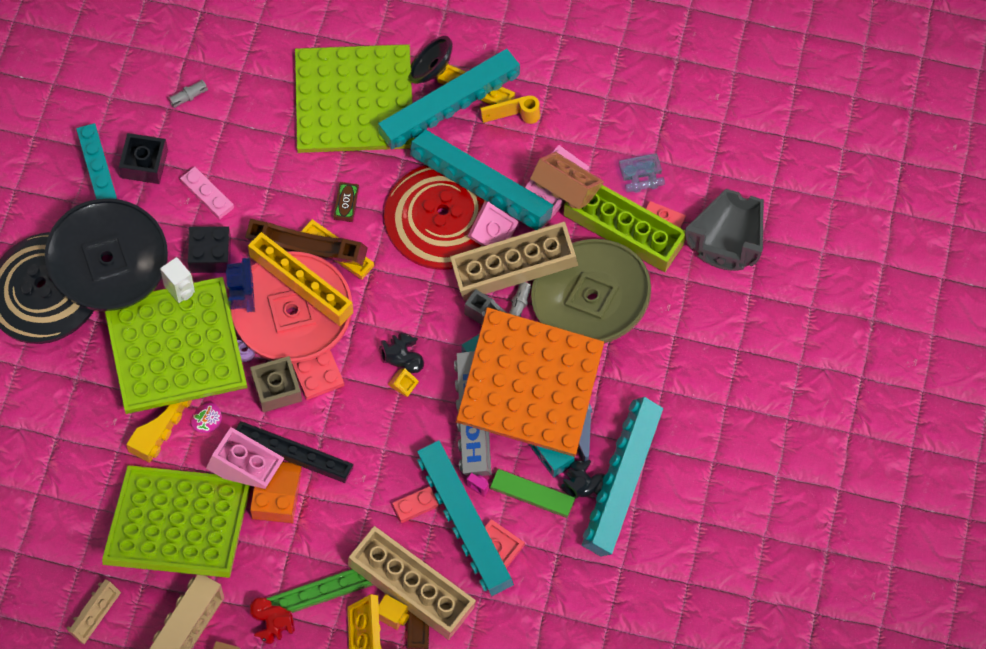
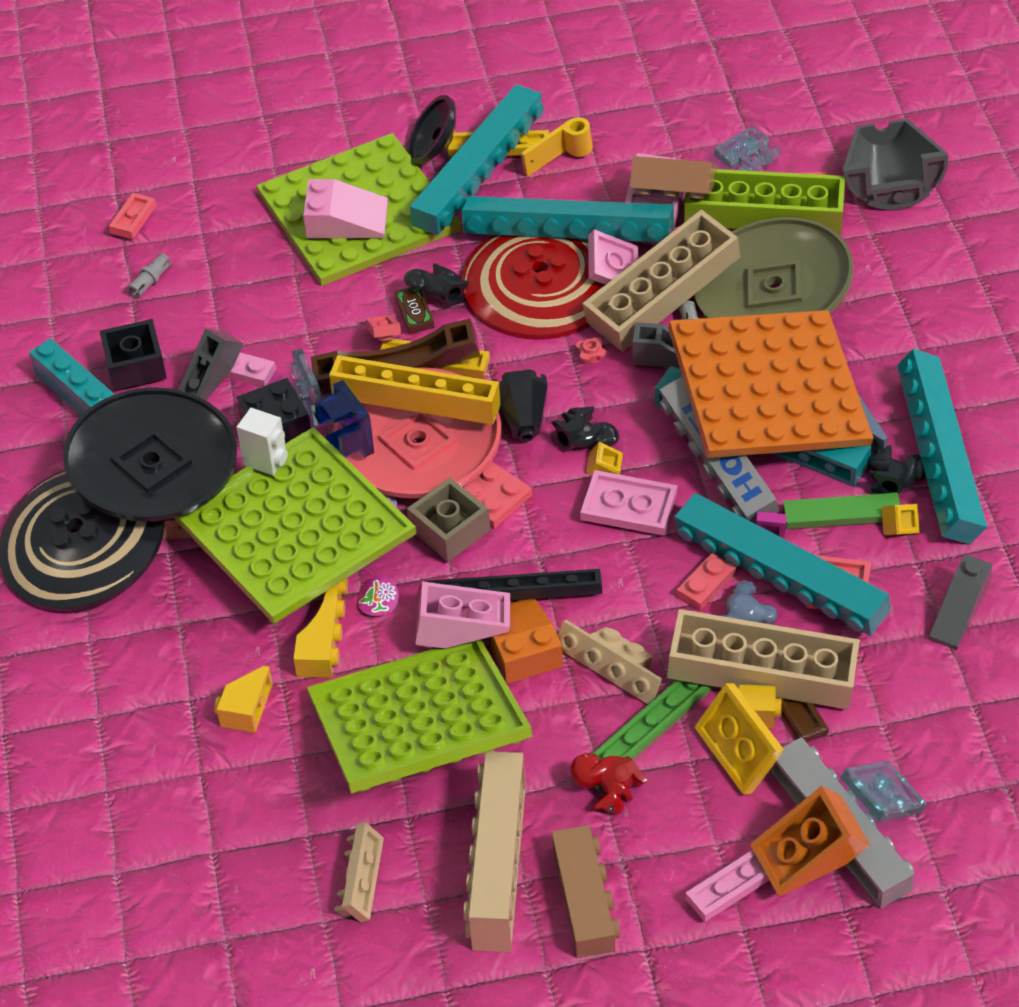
camera: 20 degrees left, 15 degrees down
(86, 457) = (244, 700): none -> yellow slope
(184, 192) = (210, 363): none -> dark grey slope
(201, 37) = (132, 216): none -> coral plate
(238, 241) = (306, 383): none -> clear light blue plate
(314, 210) = (383, 327): none -> coral plate
(325, 533) = (612, 658): none -> tan bracket
(336, 103) = (343, 211): none -> bright pink slope
(370, 317) = (523, 403): none -> black cone
(371, 193) = (441, 284): none -> black animal
(399, 423) = (629, 502): none -> bright pink plate
(424, 540) = (745, 607): none -> sand blue animal
(442, 295) = (591, 350): none -> coral plate
(564, 519) = (900, 519): none -> yellow slope
(564, 599) = (961, 601): none -> dark grey slope

